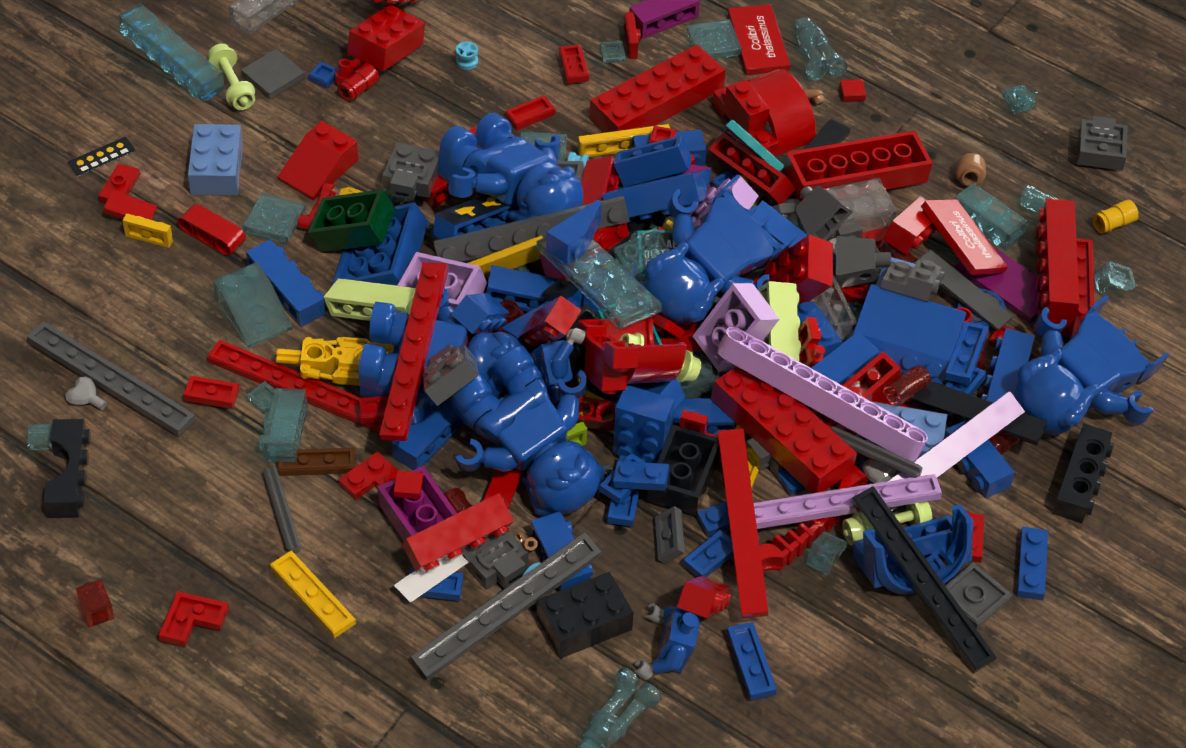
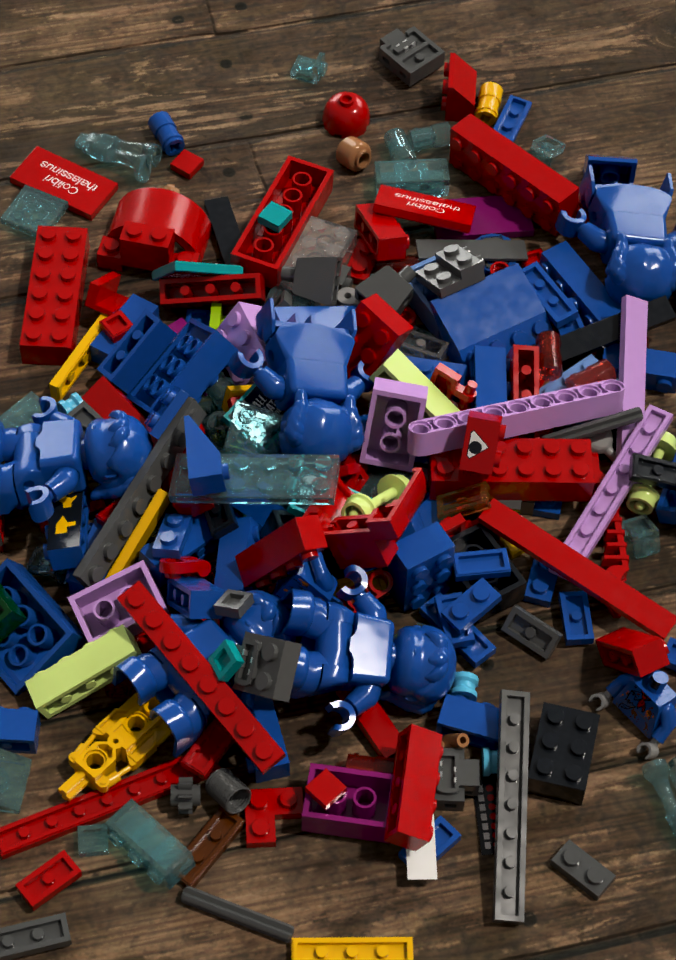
camera: 50 degrees left, 5 degrees up
(340, 420) = (185, 795): none -> dark grey gear
(364, 440) = (228, 791): none -> dark grey piece
(434, 351) = (226, 660): none -> teal tile
(483, 327) = (233, 603): none -> dark grey plate
(494, 288) = (174, 568): none -> red plate
(505, 690) = (583, 870): none -> dark grey plate
(520, 273) = (172, 536): none -> blue plate
(582, 522) = (465, 685): none -> medium azure wheel
(609, 191) = (172, 402): none -> blue plate
(682, 459) = (481, 563): none -> blue tile
(685, 115) = (103, 294): none -> red panel
(724, 415) = (464, 505): none -> clear orange tile
(763, 377) = (481, 443): none -> red brick
(846, 154) = (275, 217): none -> teal tile
(863, 60) = (166, 133): none -> blue piece
(922, 420) = (596, 372): none -> clear red piece
(1003, 145) = (346, 115): none -> red cylinder
(1010, 190) = (398, 145): none -> clear light blue piece
(1102, 187) = (459, 89): none -> red slope
(1115, 240) = (512, 117): none -> blue tile
(1138, 324) = (611, 169): none -> blue slope

